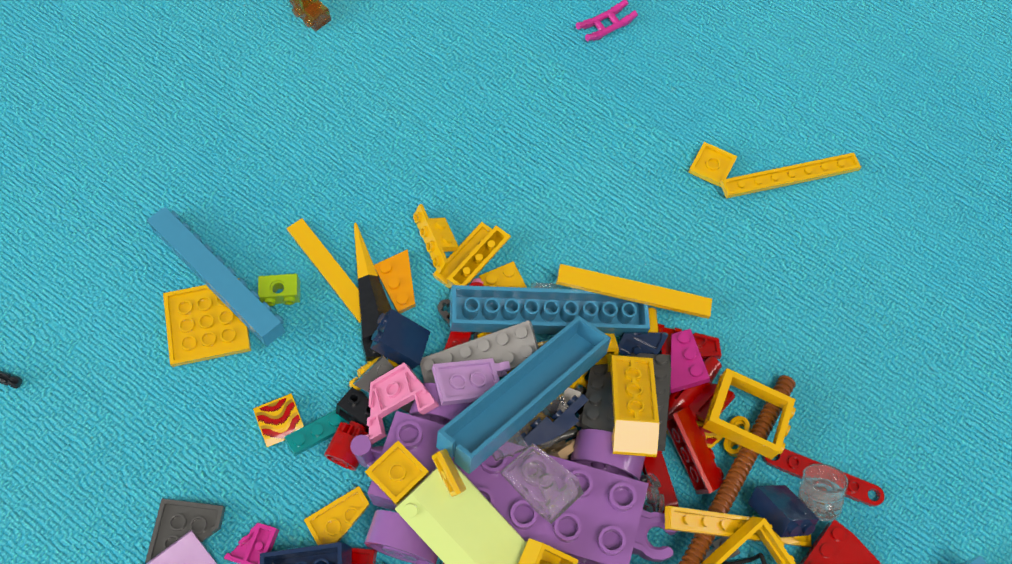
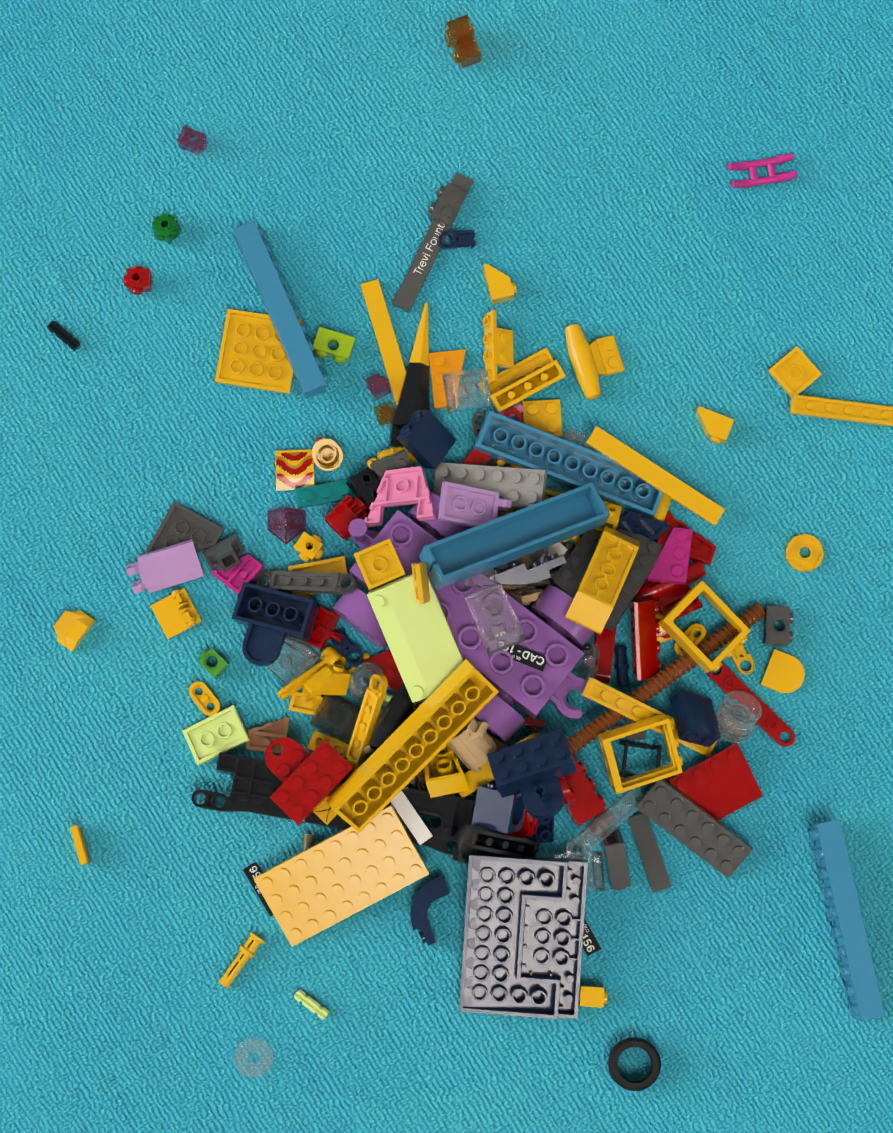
camera: 20 degrees right, 15 degrees up
(65, 298) = (138, 280): none -> red brick
(80, 243) = (170, 232): none -> green brick
(85, 162) = (194, 147): none -> clear pink brick
(231, 532) = (224, 554): none -> dark grey brick
(287, 475) = (286, 523): none -> clear pink slope
(306, 390) = (327, 454): none -> yellow hat
(319, 491) = (309, 541): none -> yellow brick
(329, 525) = (307, 582): none -> dark grey plate
(335, 311) = (378, 386): none -> clear pink brick
(341, 173) = (426, 255): none -> dark grey tile
(343, 134) = (447, 205): none -> dark grey bracket
(351, 334) = (384, 413): none -> clear orange plate
(364, 159) = (458, 239): none -> dark blue piece
(416, 184) = (498, 285): none -> yellow slope
(422, 282) = (466, 390): none -> clear brick
(528, 217) = (592, 360): none -> yellow plate
(591, 511) = (527, 657): none -> black sticker
(664, 232) = (714, 425): none -> yellow slope
(683, 488) = (621, 666): none -> dark blue pin
(790, 438) = (739, 656): none -> yellow piece
(797, 324) = (804, 564): none -> yellow tile
(811, 401) = (776, 638): none -> dark grey brick
(838, 433) = (783, 673): none -> yellow tile

